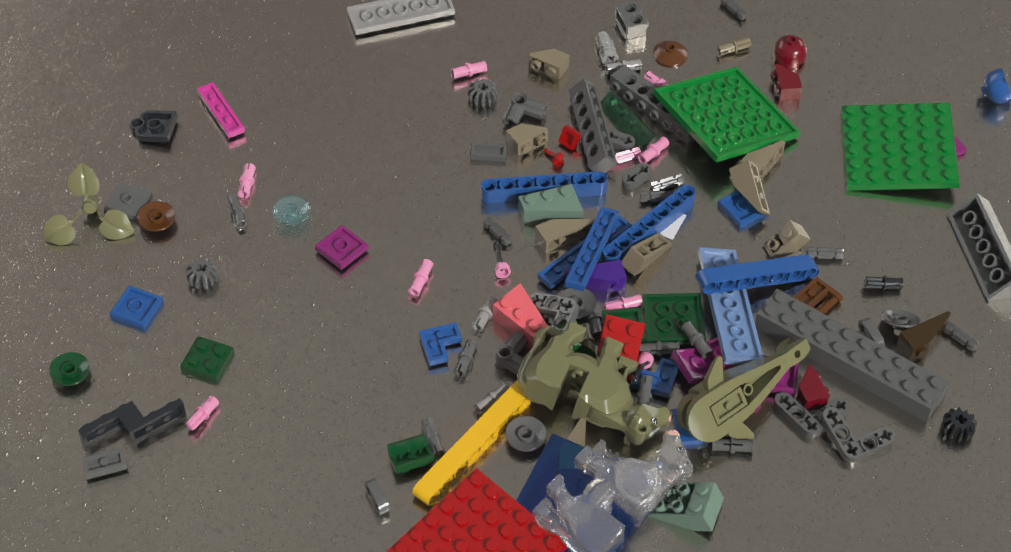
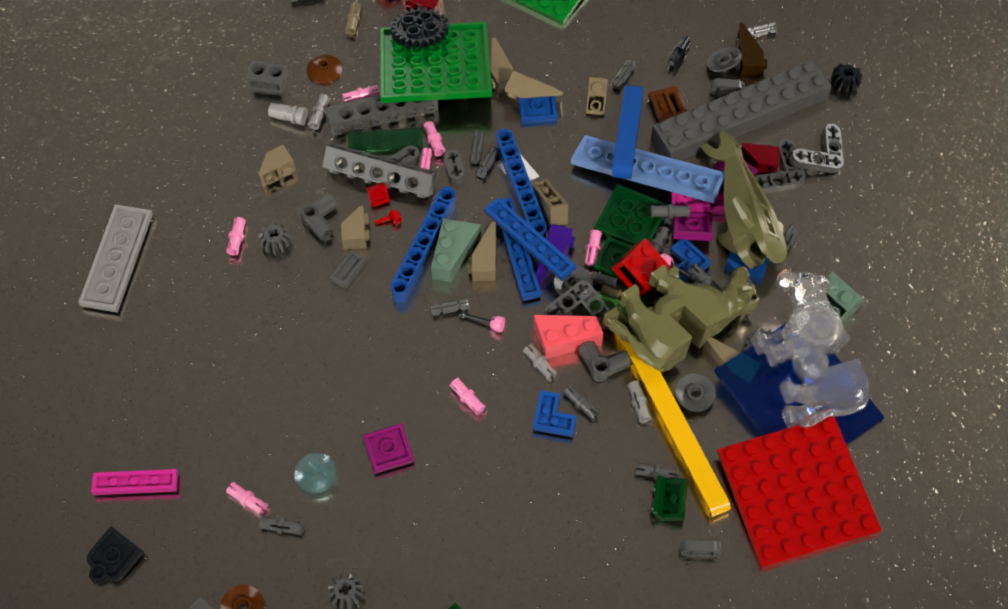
camera: 60 degrees left, 10 degrees up
(751, 87) = (419, 28): none -> black gear

